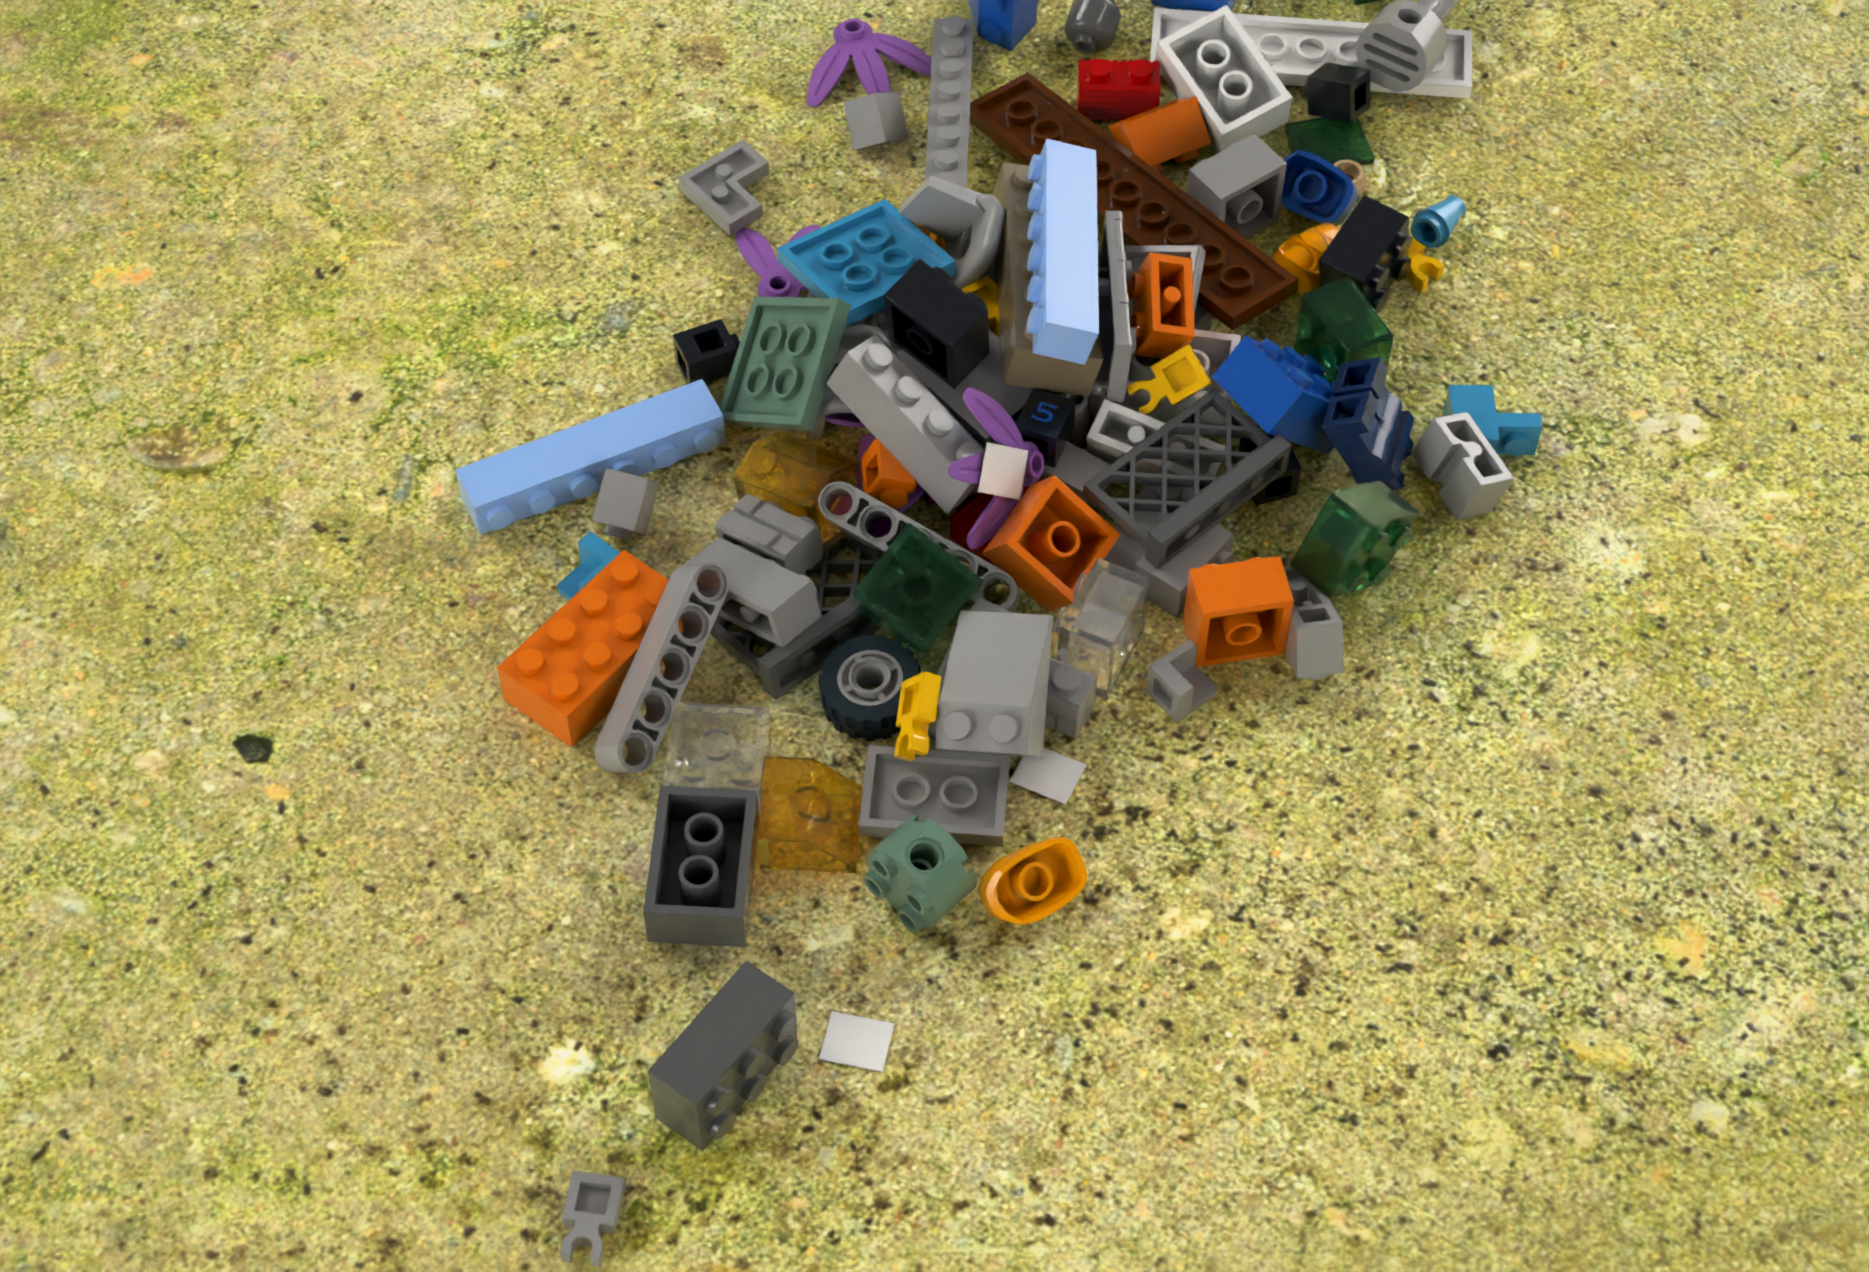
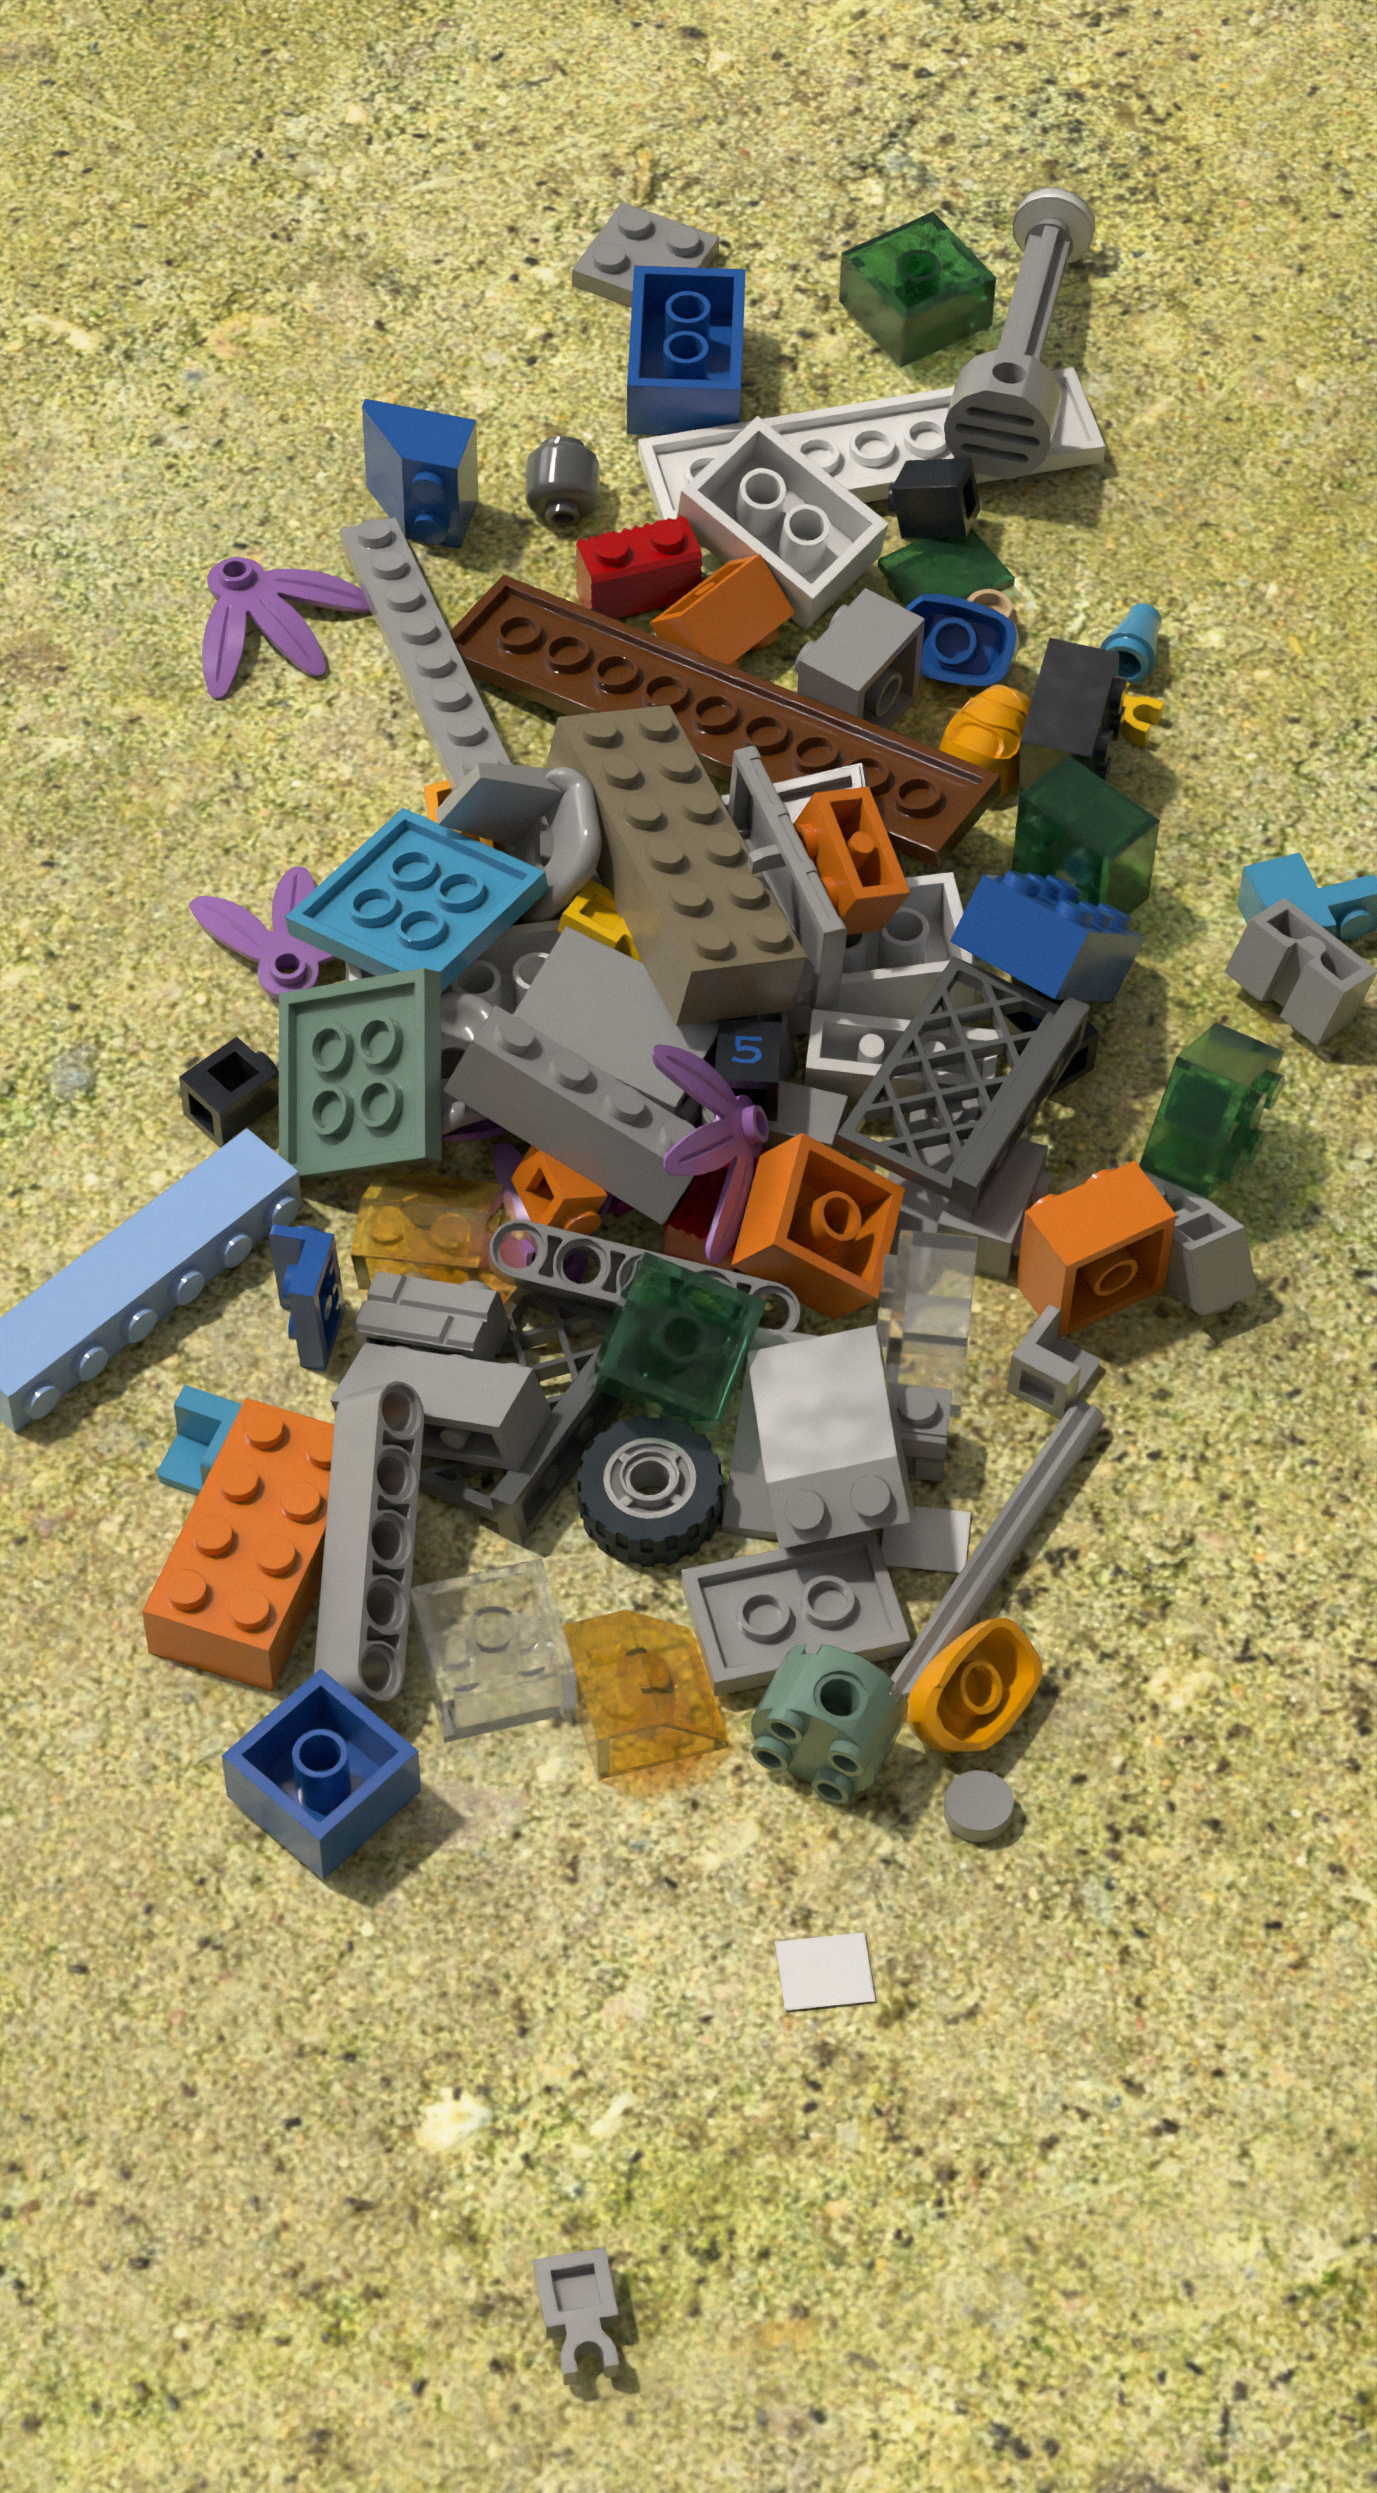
camera: 20 degrees left, 0 degrees up
(571, 807) = (322, 1773): none -> blue brick
(625, 503) = (211, 1333): light grey brick -> none
(697, 494) = (311, 1288): none -> bracket
(702, 866) = (534, 1799): dark grey brick -> none
(721, 183) = (143, 846): light grey plate -> none
(724, 1056) = (678, 2044): dark grey brick -> none
(876, 120) = (322, 697): light grey panel -> none
(915, 712) = (735, 1507): yellow plate -> none
(937, 322) = (566, 965): black brick -> none
(1003, 471) = (728, 1146): white sticker -> none
(1006, 962) = (978, 1806): none -> light grey tile
(1063, 252) = (704, 822): light blue brick -> none
(1101, 787) = (1001, 1542): none -> light grey axle
(1176, 378) = (898, 955): yellow plate -> none
(1371, 424) = (1167, 948): dark blue hips -> none

